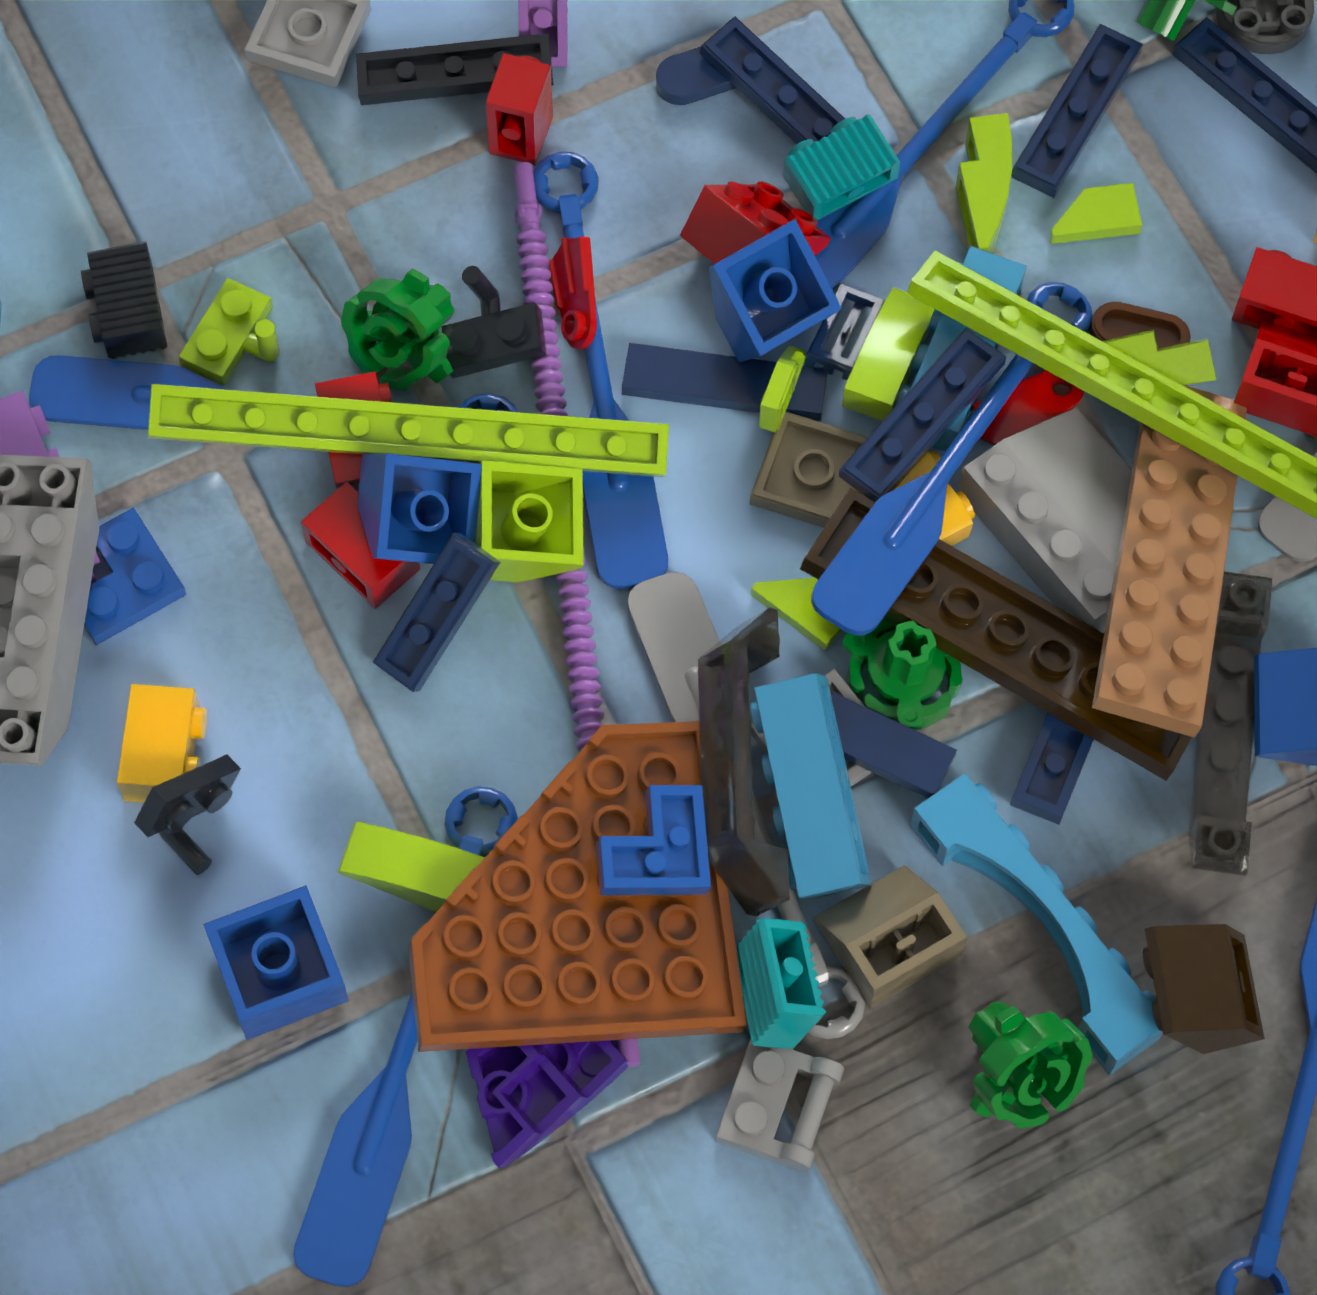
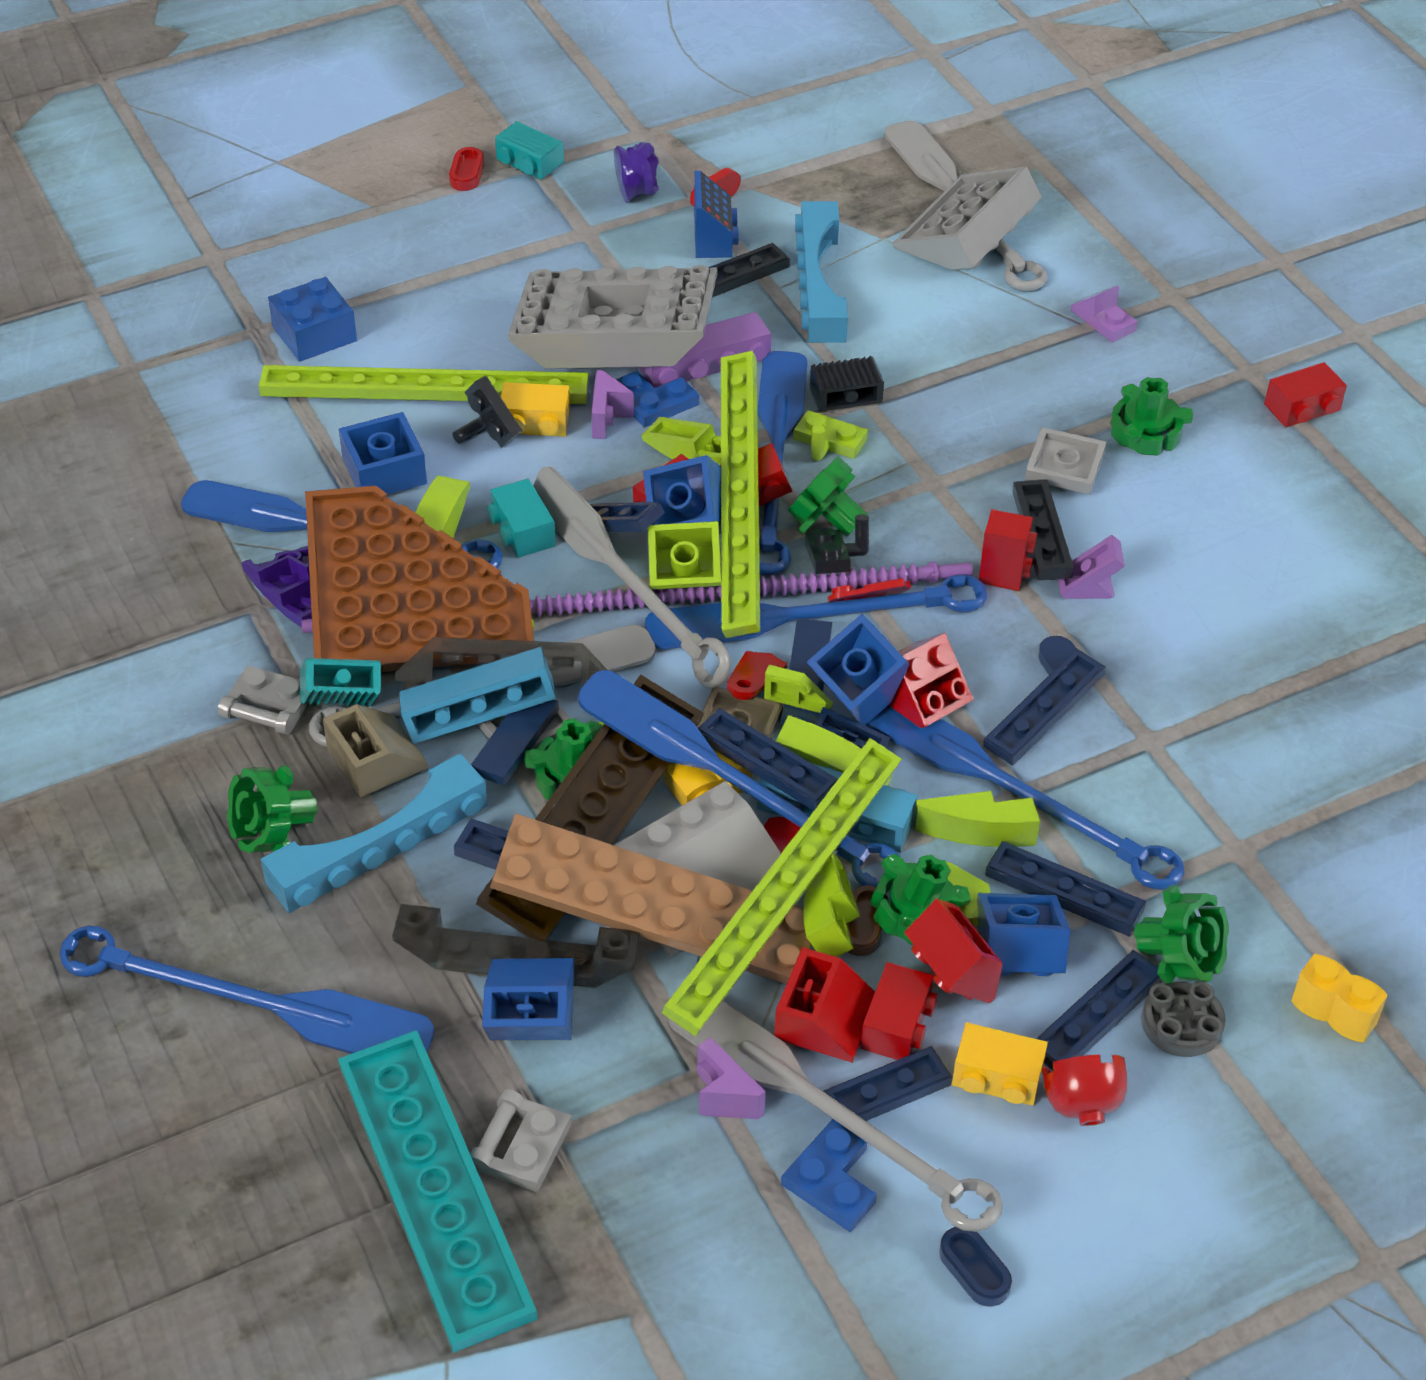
camera: 90 degrees right, 20 degrees down
(78, 932) = (402, 382): none -> lime plate
(139, 641) = (609, 401): none -> medium lavender slope
(253, 515) = (683, 437): none -> lime slope
(411, 755) = (521, 518): none -> teal brick
(466, 650) = (588, 537): none -> light grey piece
(670, 858) = (428, 618): blue plate -> none
(731, 442) = (749, 674): none -> red piece
(840, 166) = (980, 724): teal brick -> none
(1125, 259) = (912, 891): none -> green piece
(1168, 152) = (1025, 932): none -> blue slope
(1202, 986) = (308, 907): dark brown slope -> none
(1232, 216) = (955, 952): none -> red slope

